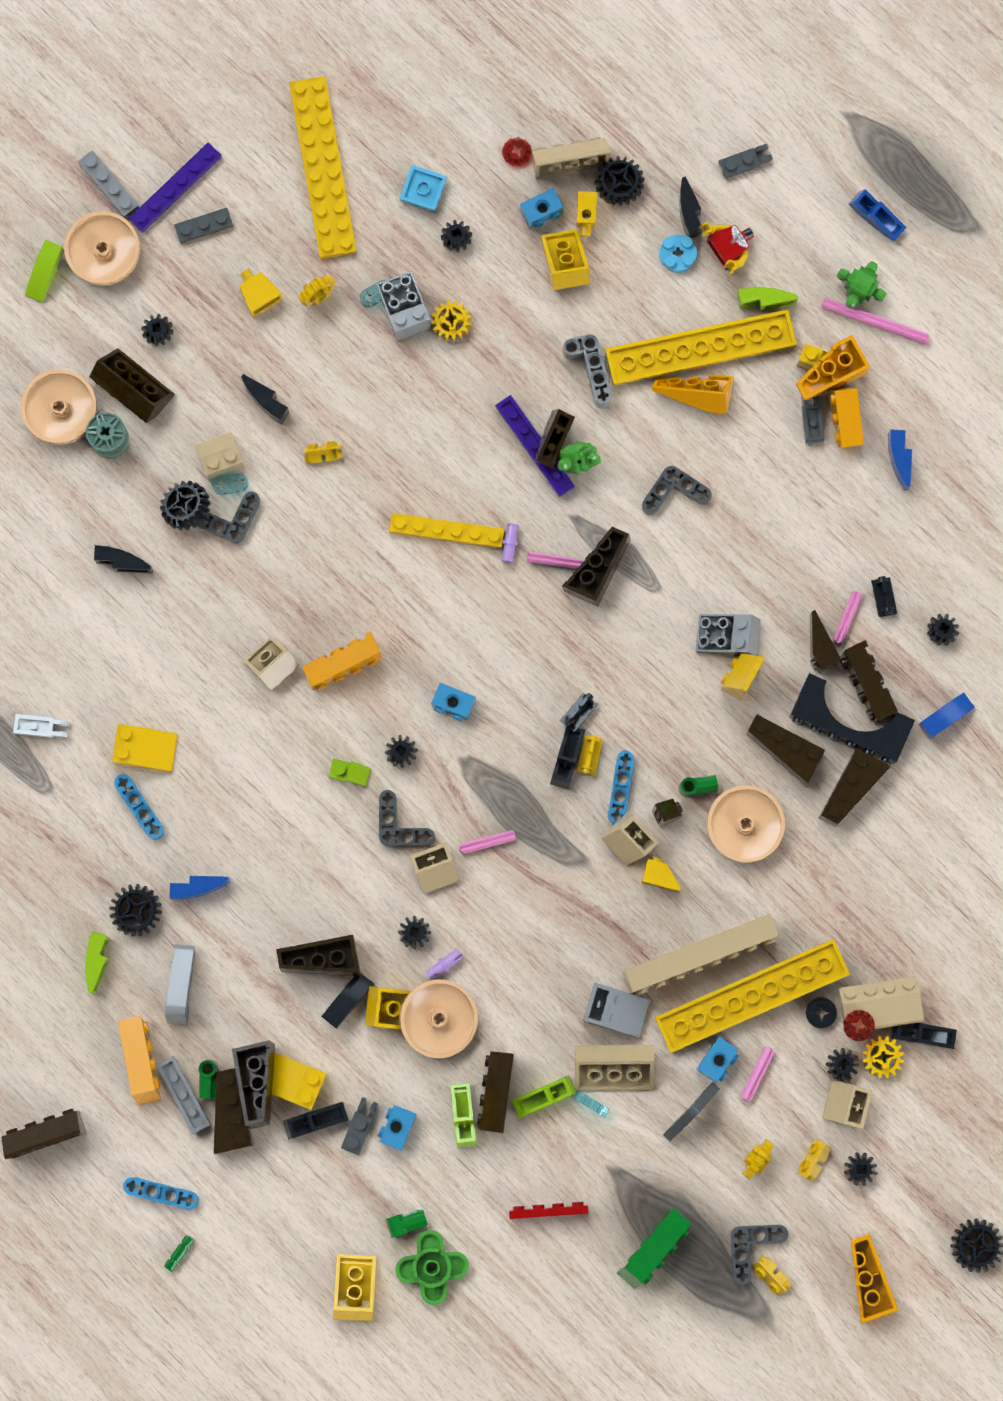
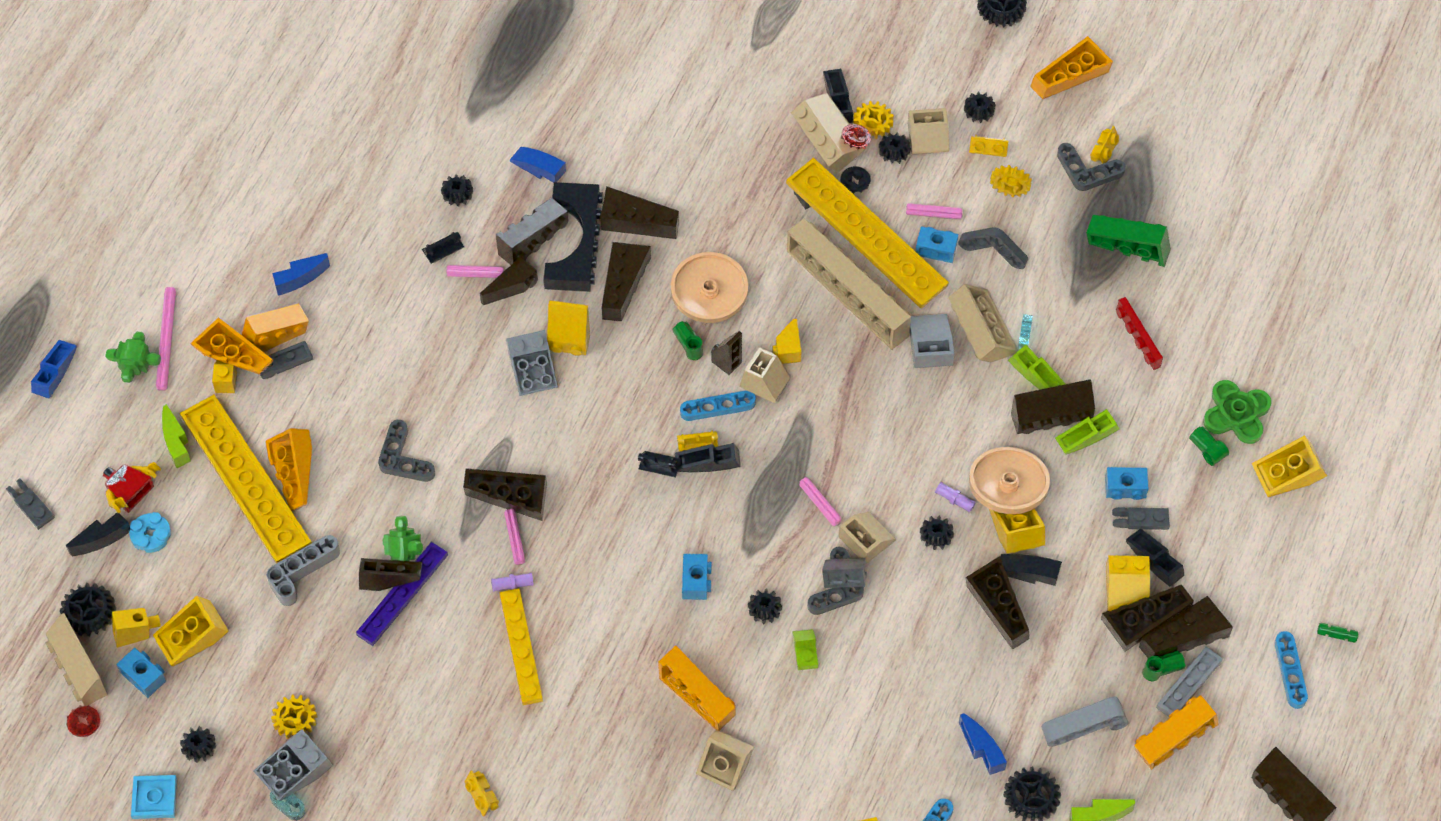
camera: 110 degrees left, 20 degrees down
(404, 832) = (844, 573): none -> flat silver hinge

